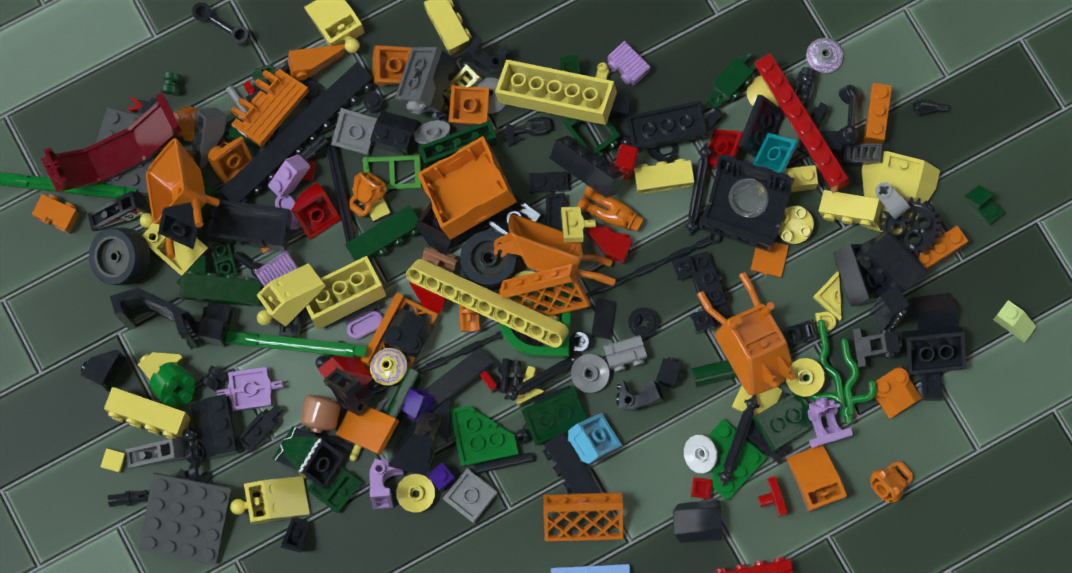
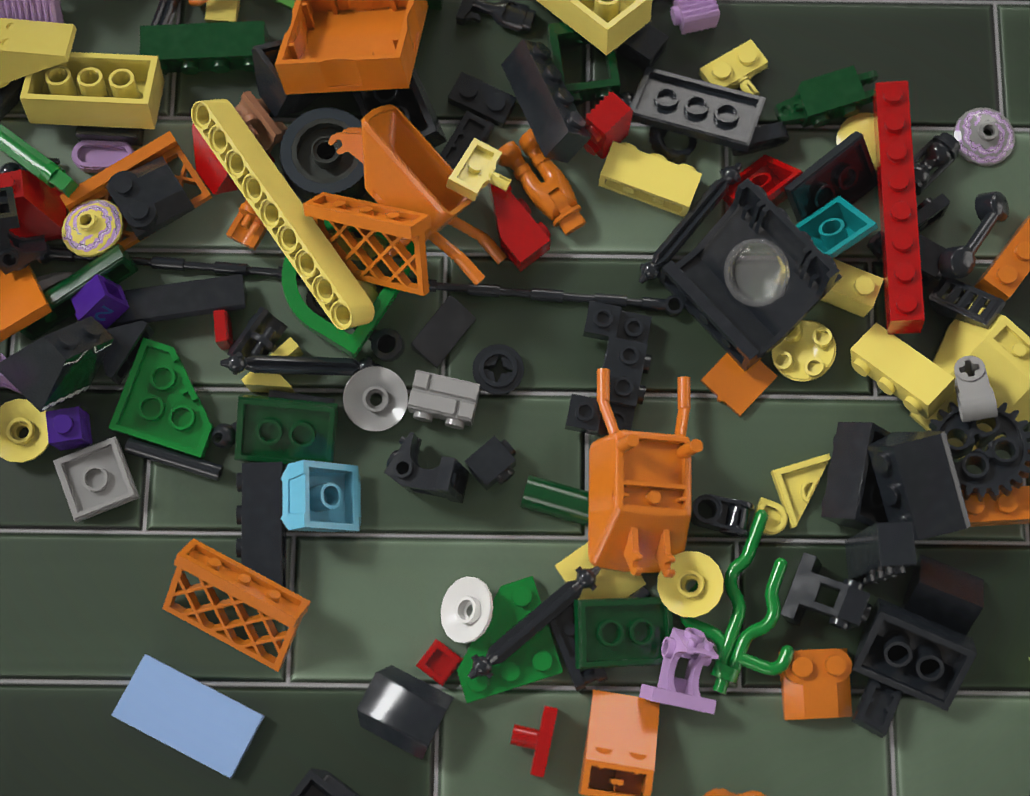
camera: 25 degrees right, 0 degrees up
(674, 91) = (736, 68): none -> light yellow plate

